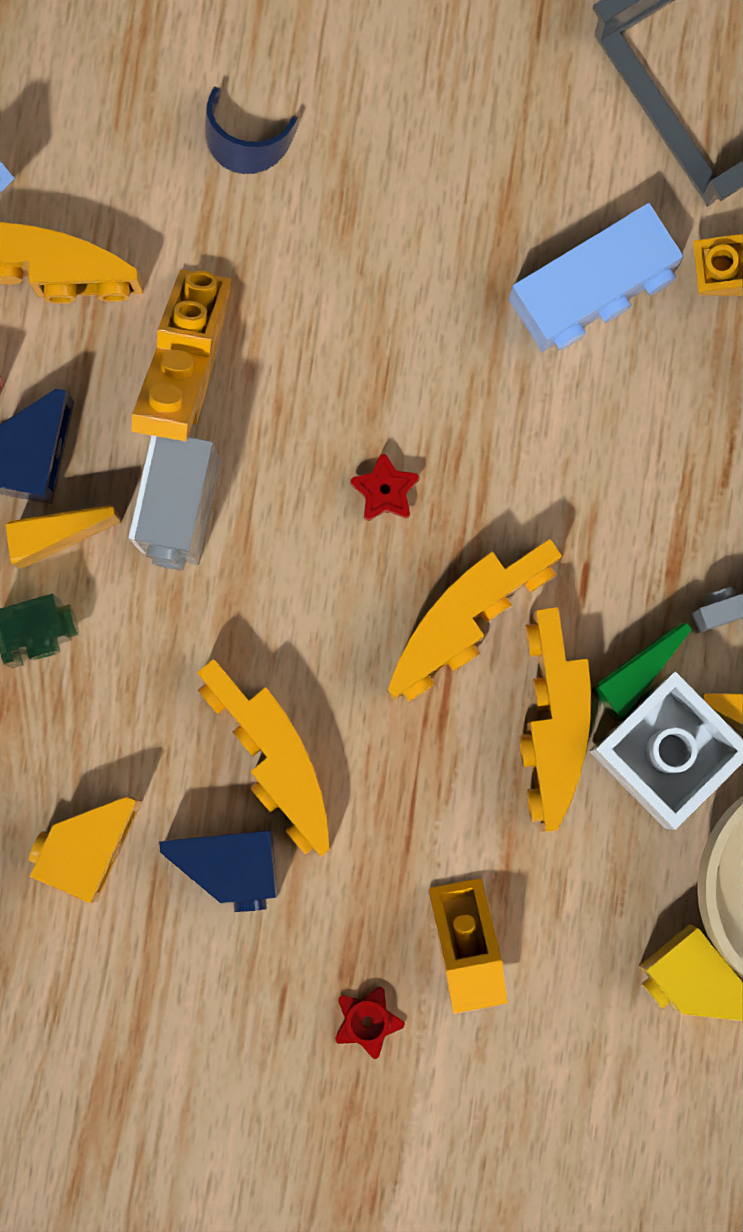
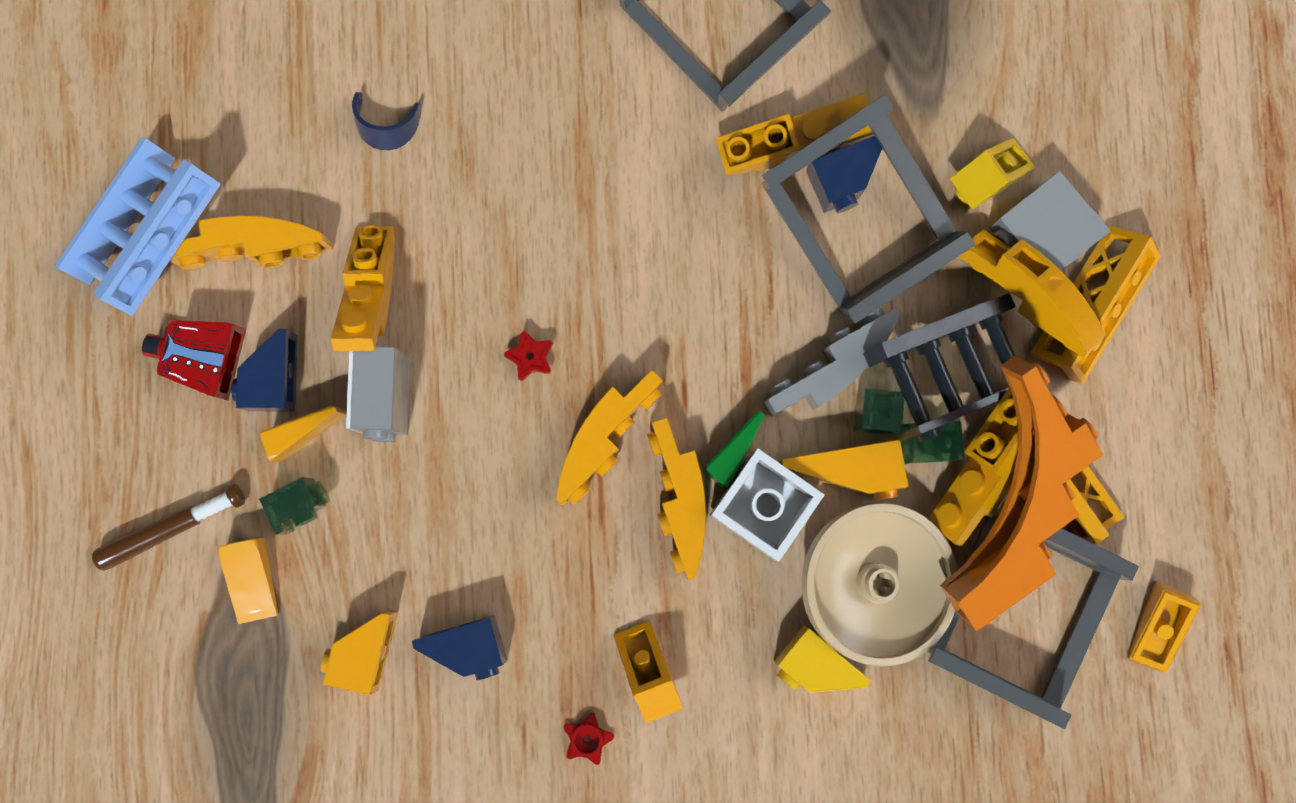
camera: 10 degrees left, 0 degrees up
(287, 774) = (496, 573): light orange slope -> none
(596, 279) = (652, 178): light blue brick -> none

